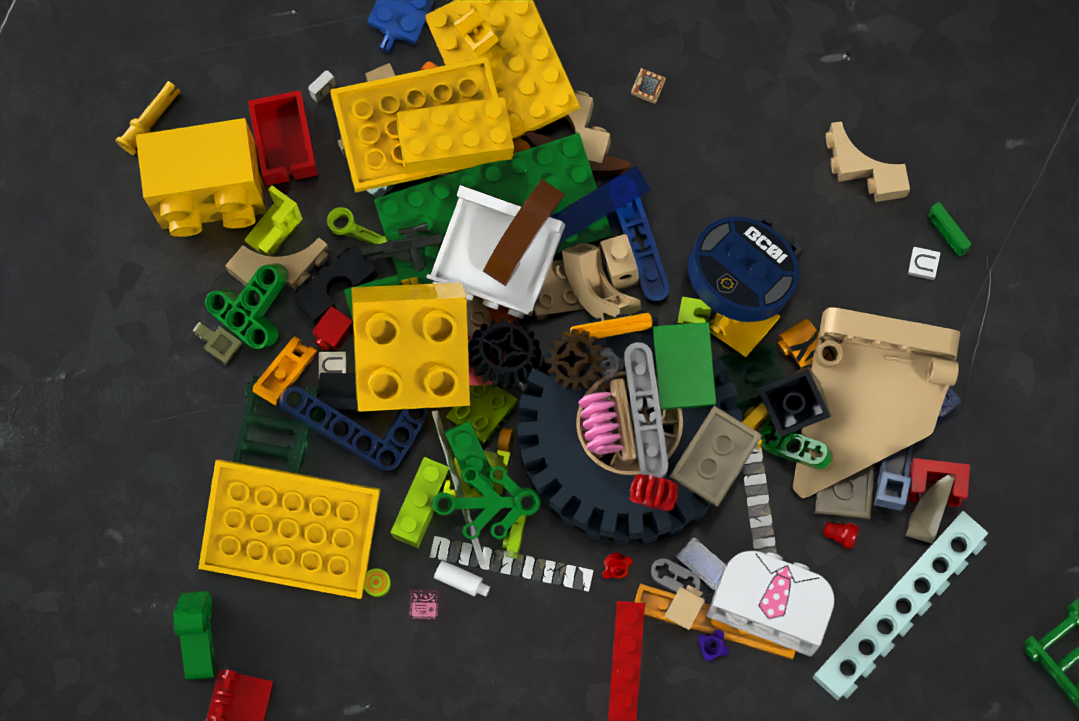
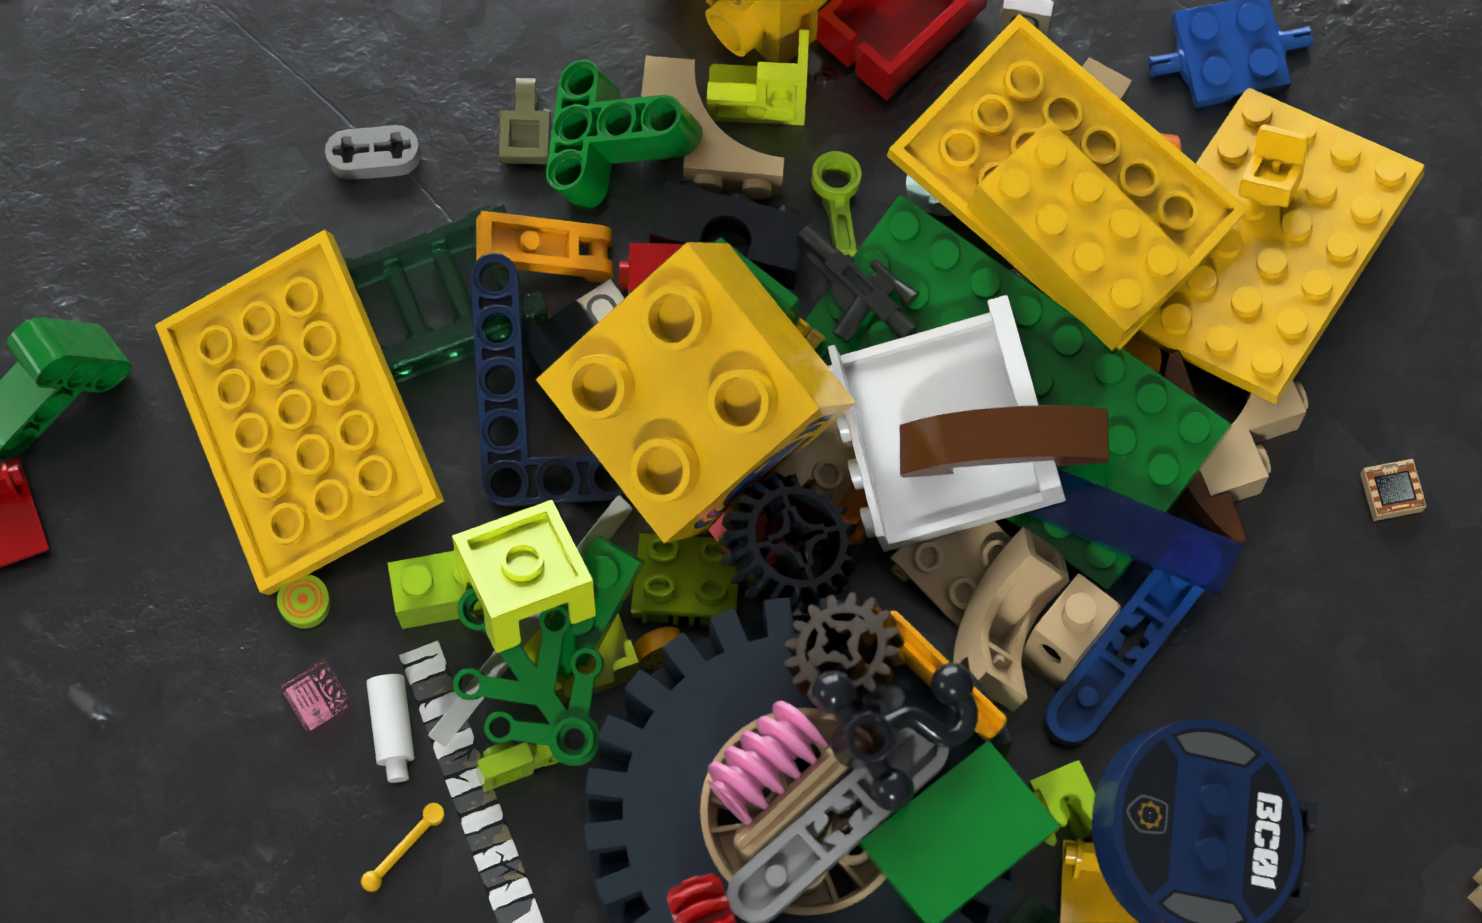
camera: 50 degrees right, 5 degrees down
(185, 422) = (372, 152): none -> light grey beam
(442, 472) = (523, 569): none -> neon yellow panel
(512, 587) = (433, 815): none -> yellow hinge
(648, 378) = (893, 787): none -> black piece

